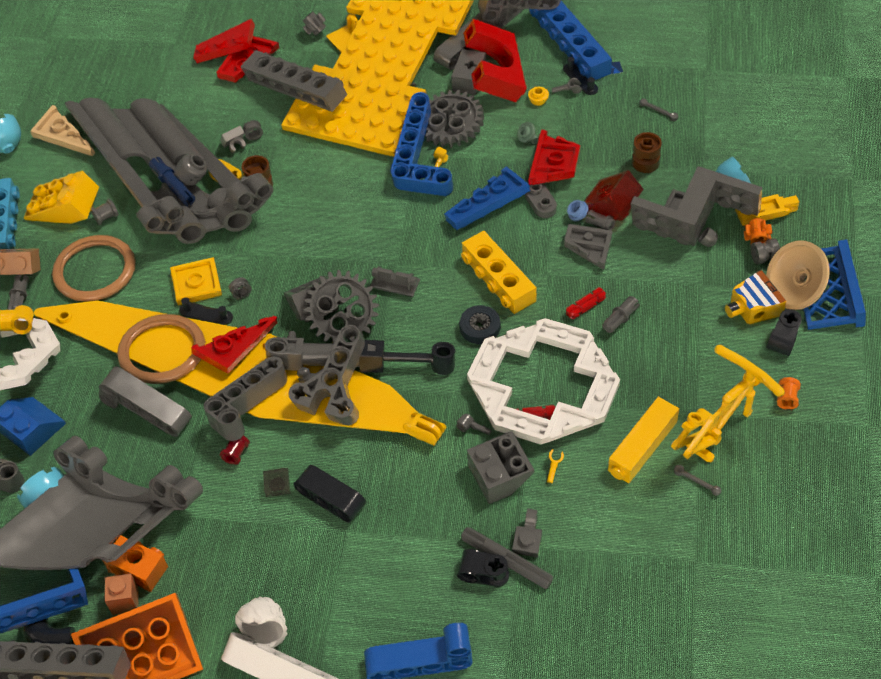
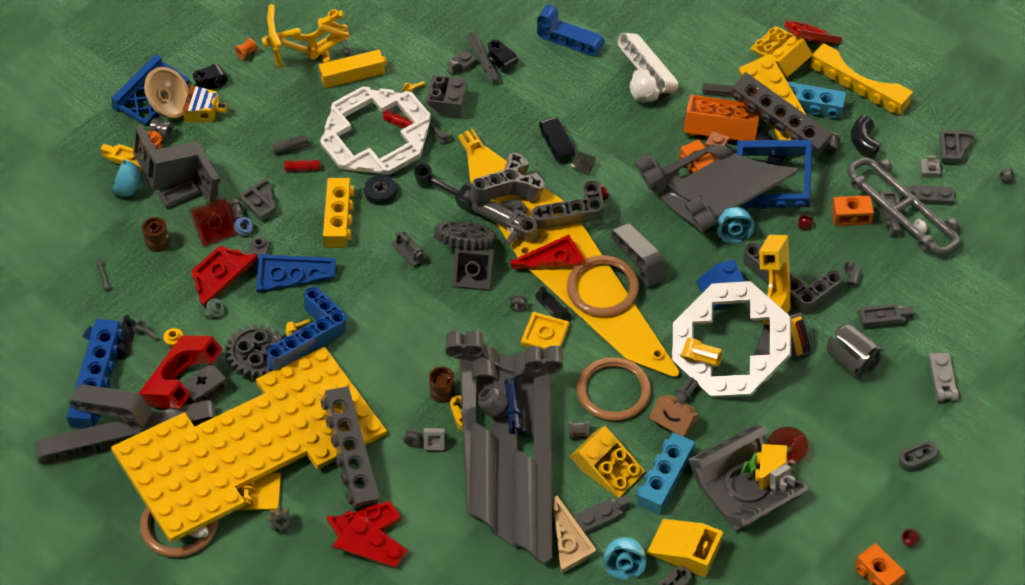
camera: 150 degrees left, 0 degrees up
(45, 164) = (601, 514): none -> dark grey hinge

